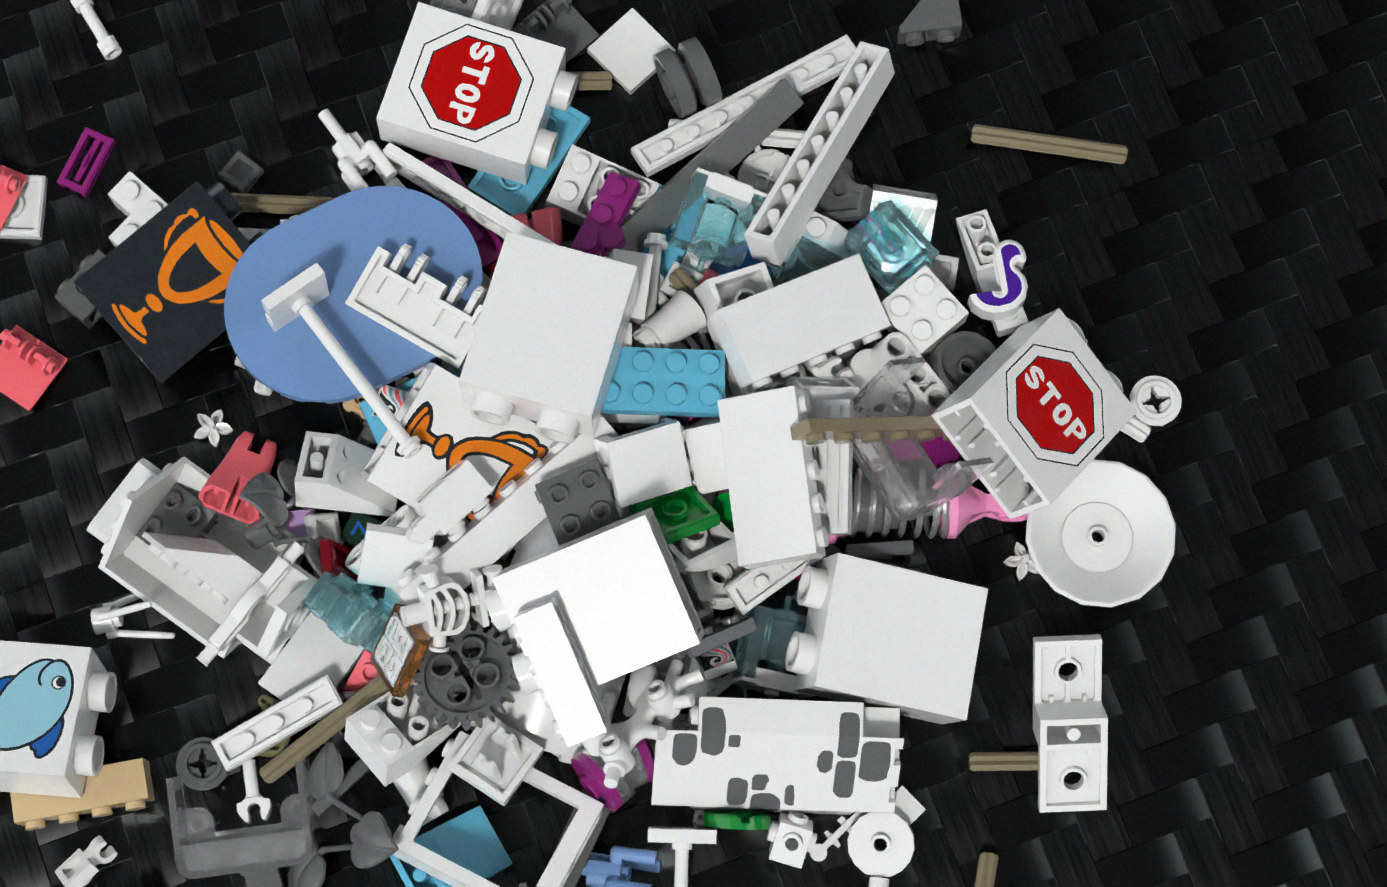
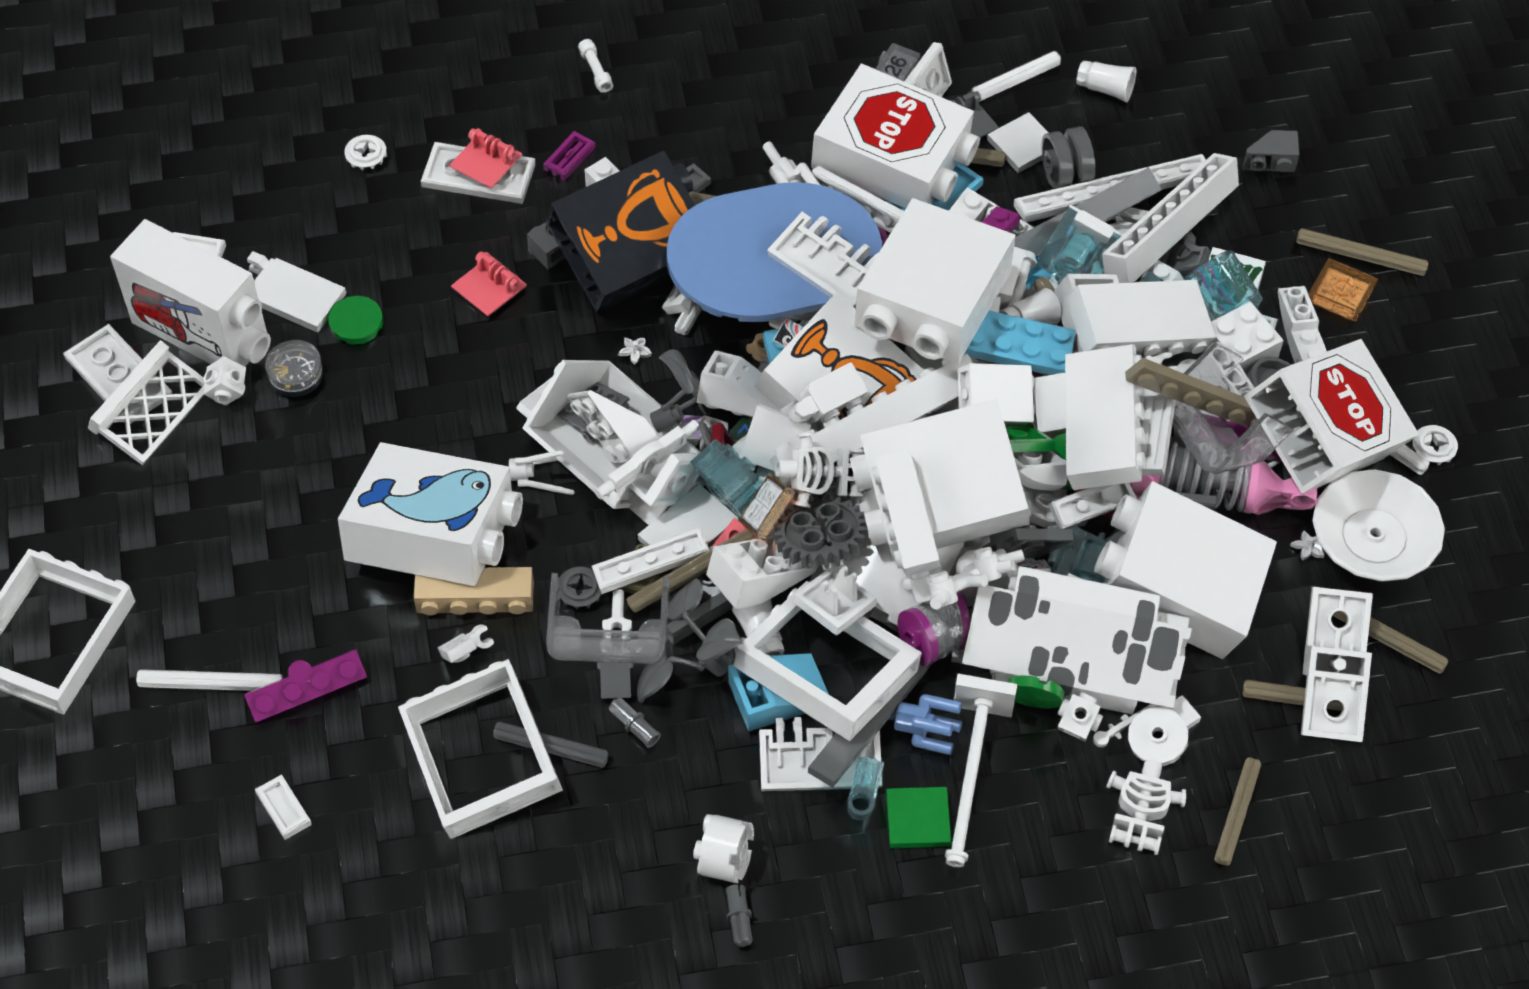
camera: 10 degrees right, 20 degrees down
(232, 474) = (649, 383): coral piece -> none
(297, 299) = (735, 233): white tile -> none
(577, 501) = (933, 397): dark grey hinge -> none
(1011, 284) = (1319, 332): white animal -> none
(1030, 200) = (1342, 289): none -> clear orange tile
(1131, 669) = (1402, 644): none -> dark tan axle

